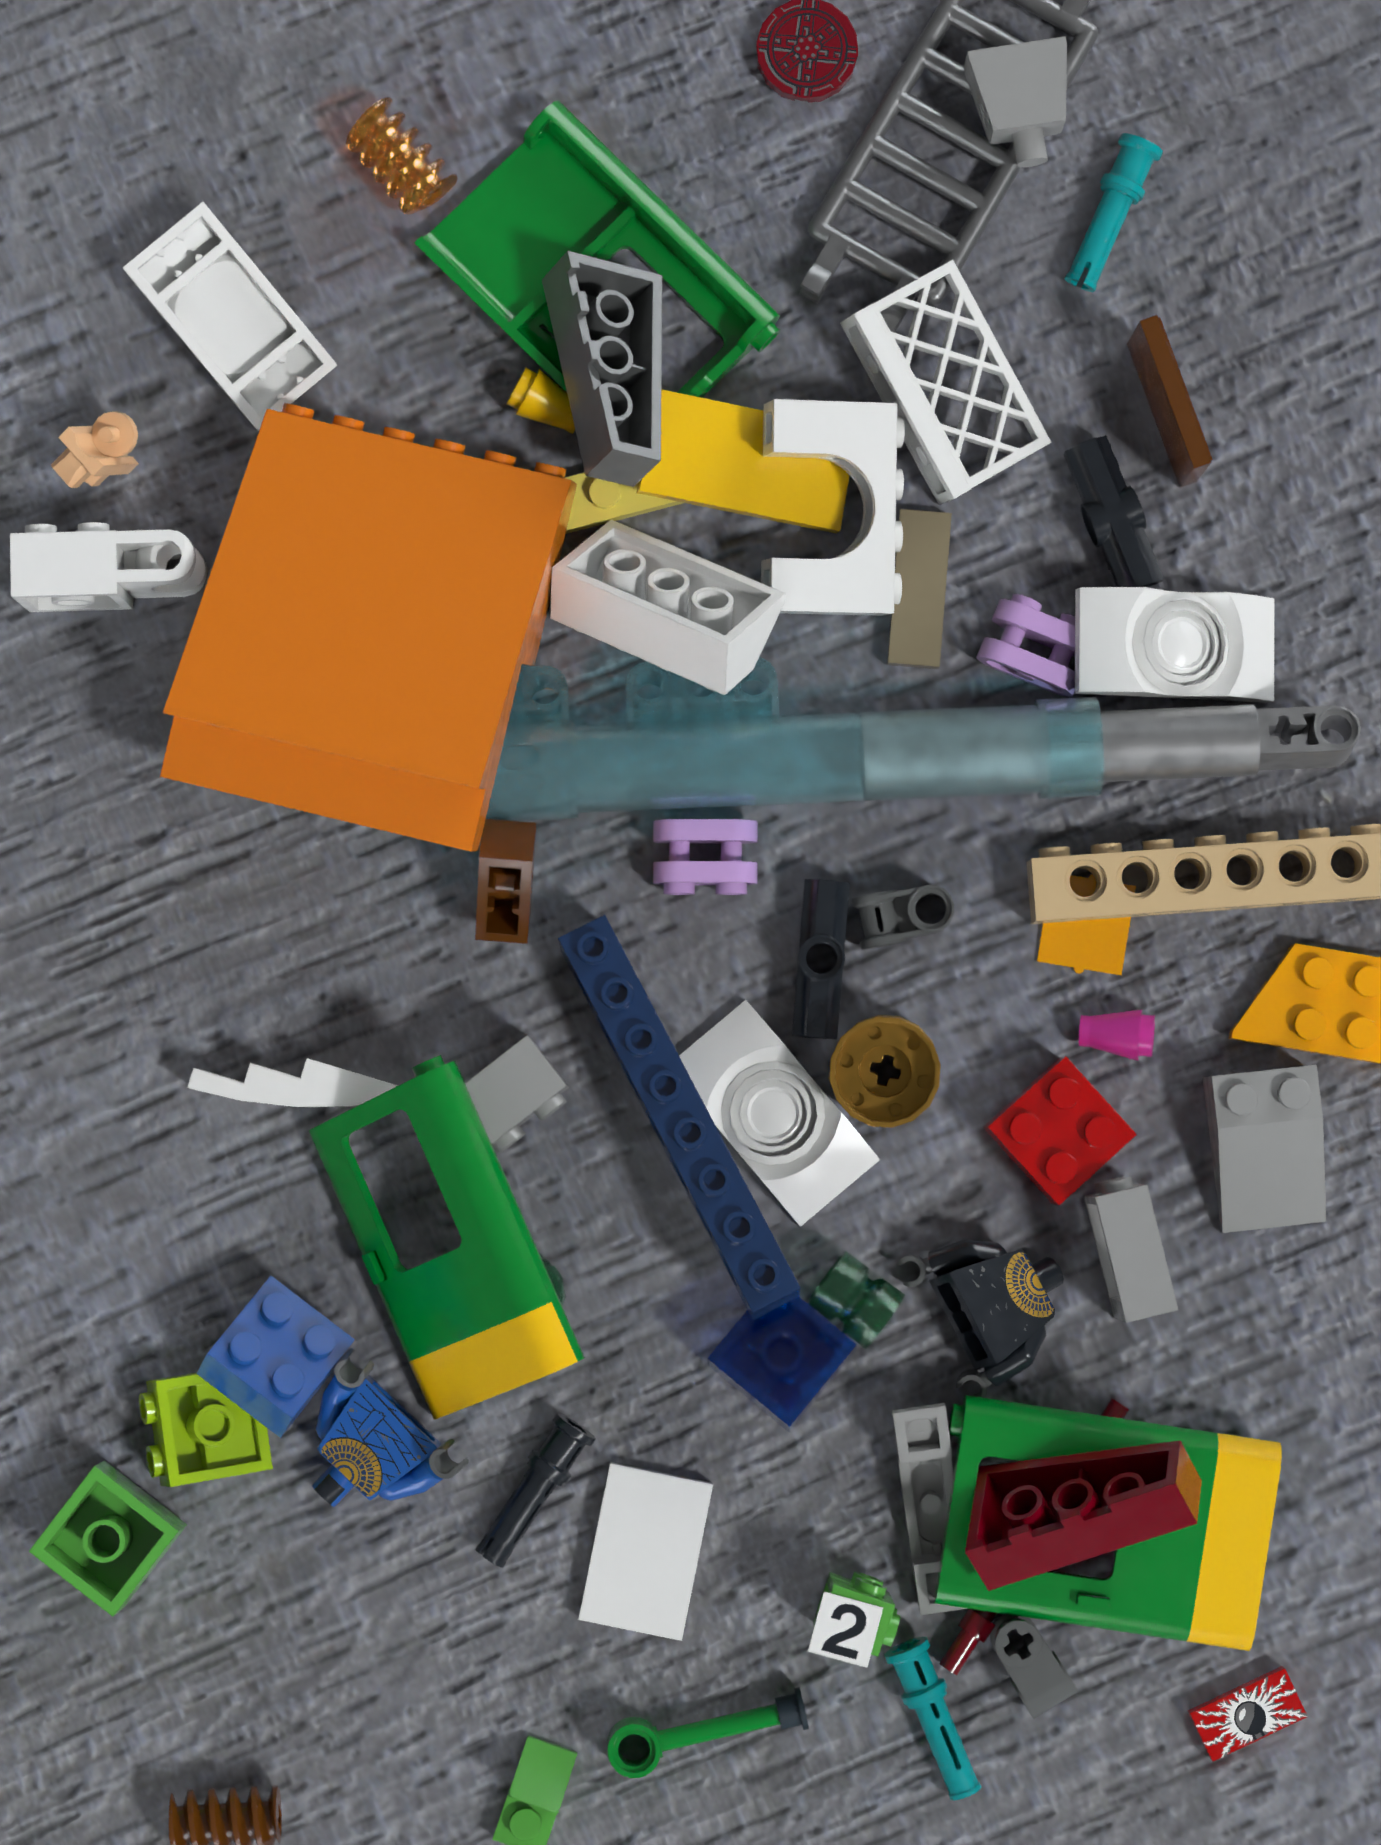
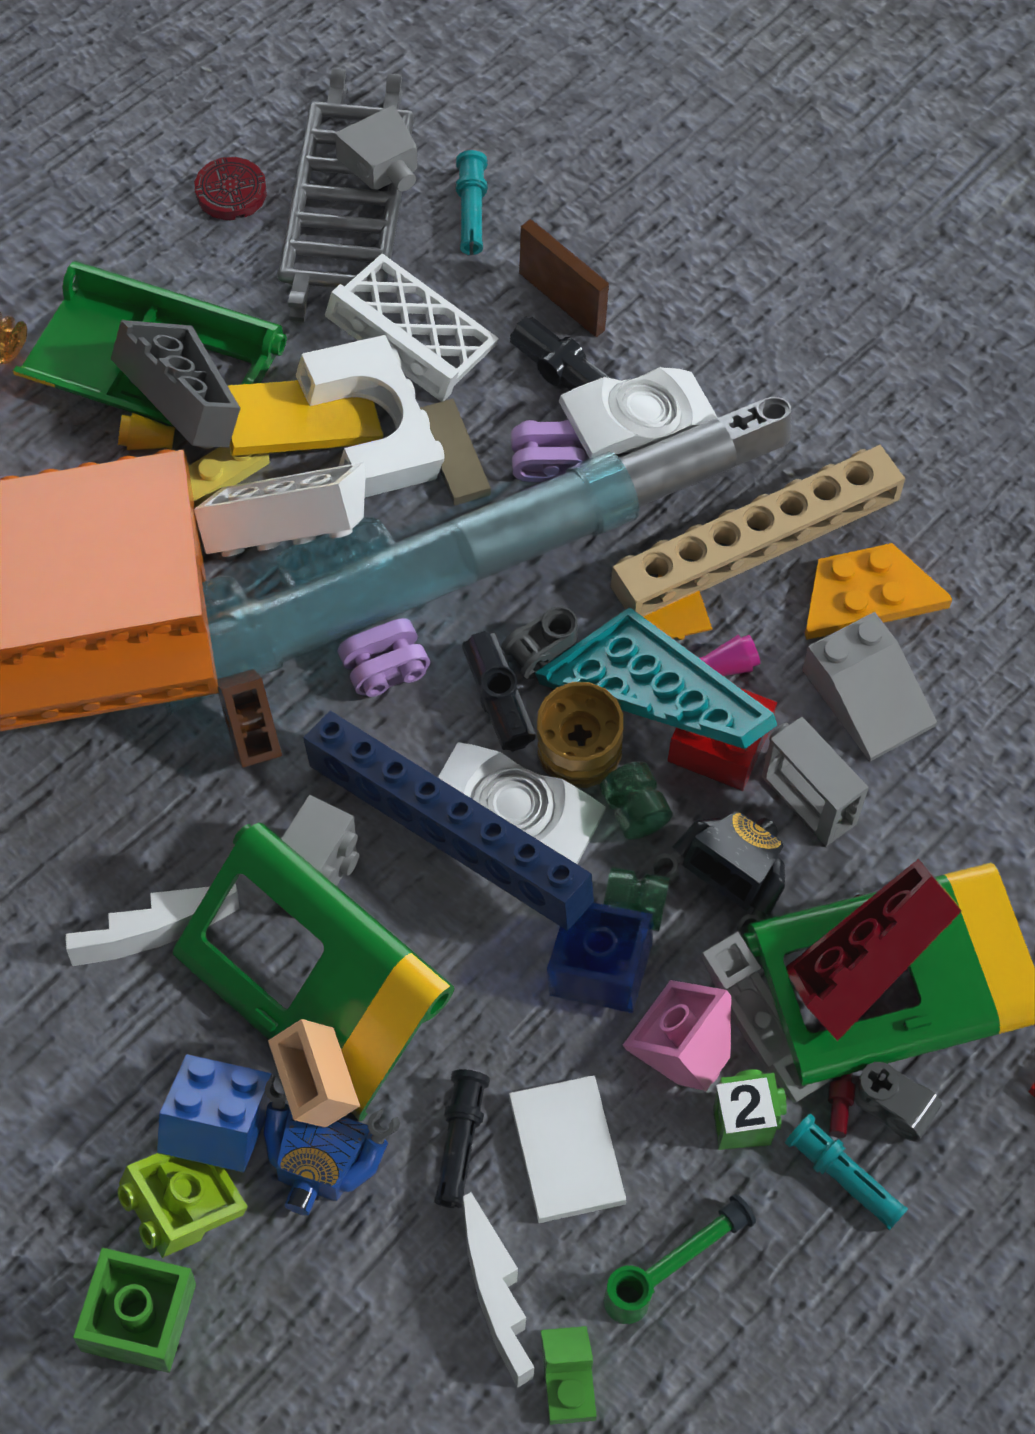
camera: 25 degrees left, 25 degrees down
(393, 1376) = (313, 1073): none -> light nougat brick
(500, 1659) = (493, 1274): none -> white slope
(834, 1482) = (685, 1034): none -> bright pink slope
(914, 1176) = (637, 803): none -> clear green wheel
(997, 1027) = (660, 681): none -> teal wing

